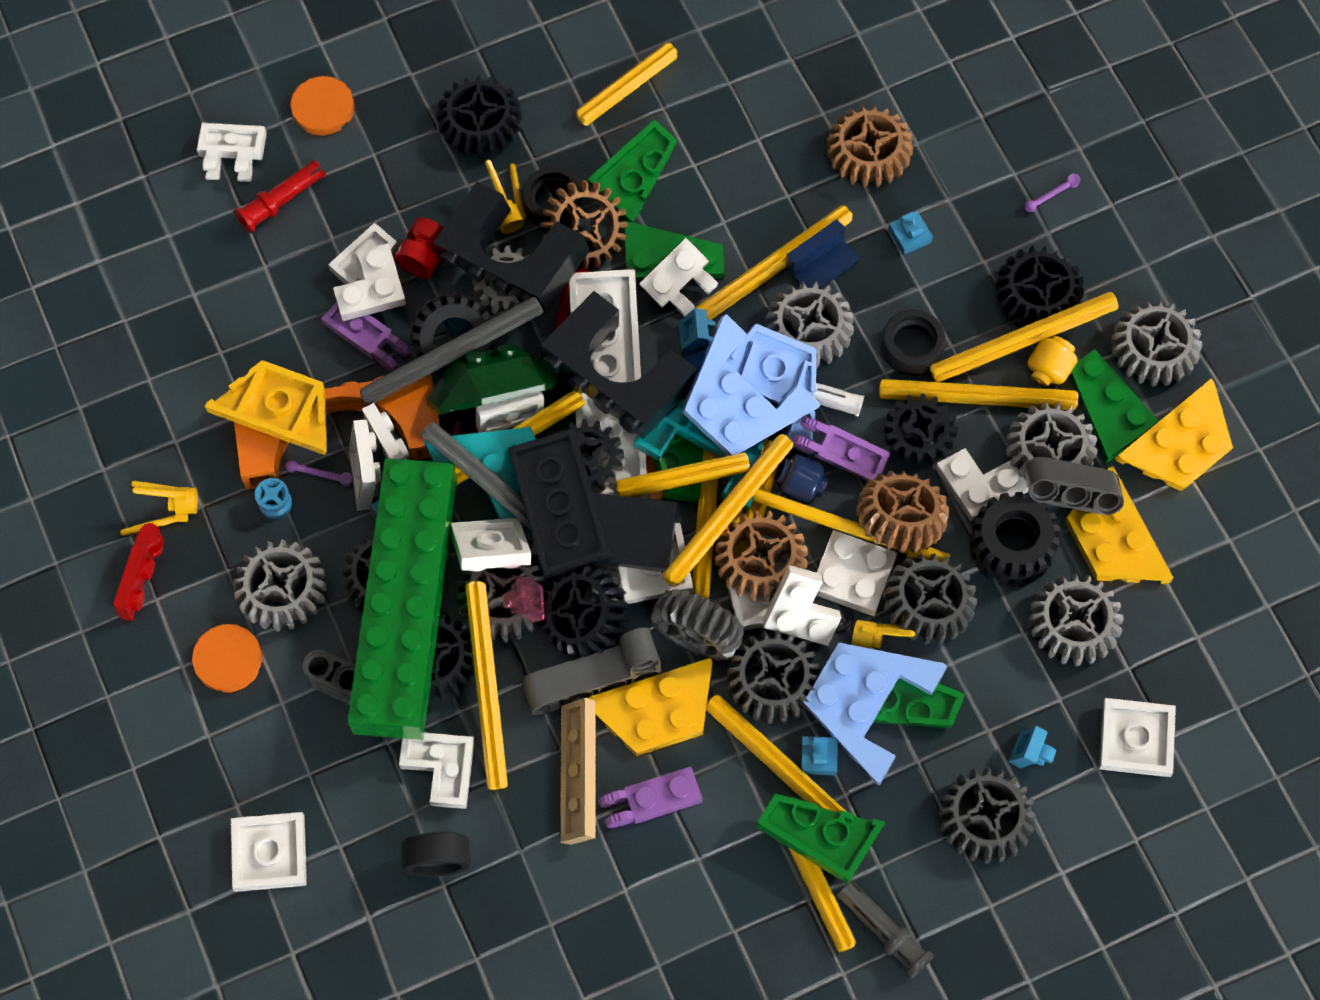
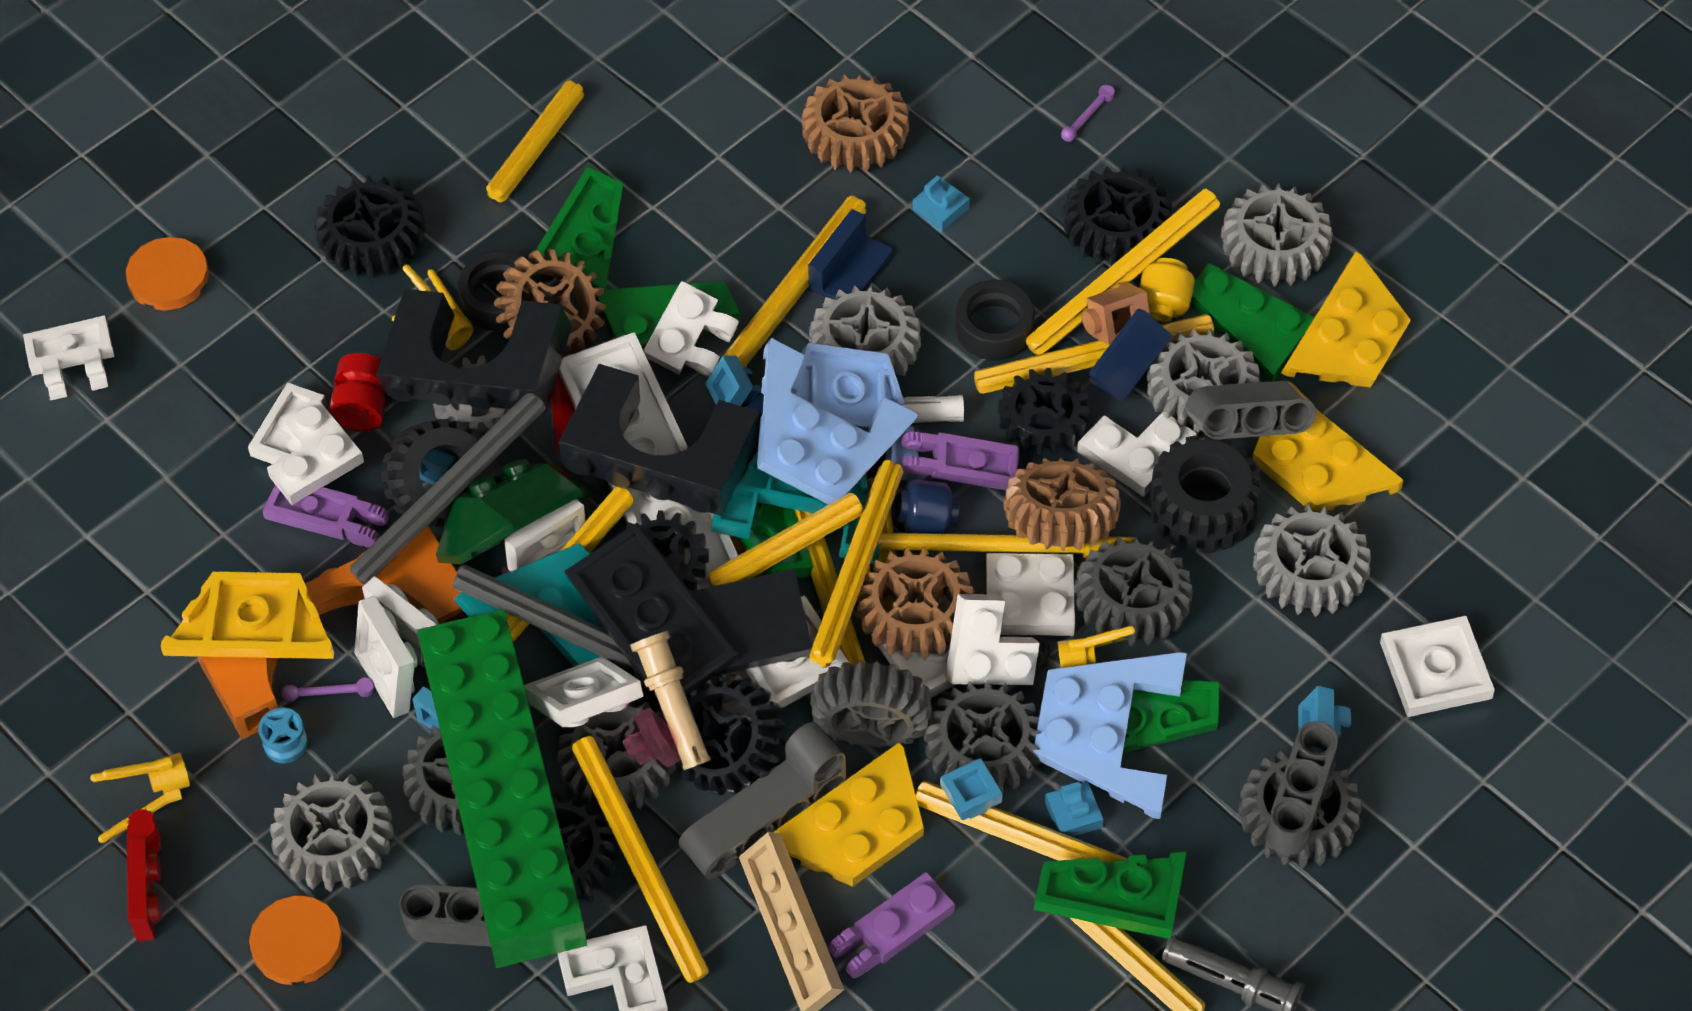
camera: 20 degrees left, 10 degrees down
(267, 203) = (142, 402): red pin -> none
(547, 558) = (665, 679): none -> tan pin
(744, 718) = (971, 789): none -> dark azure tile
(993, 789) = (1296, 805): none -> dark grey beam
(1000, 409) = (1129, 355): none -> dark blue panel
(1005, 370) = (1112, 310): none -> nougat brick

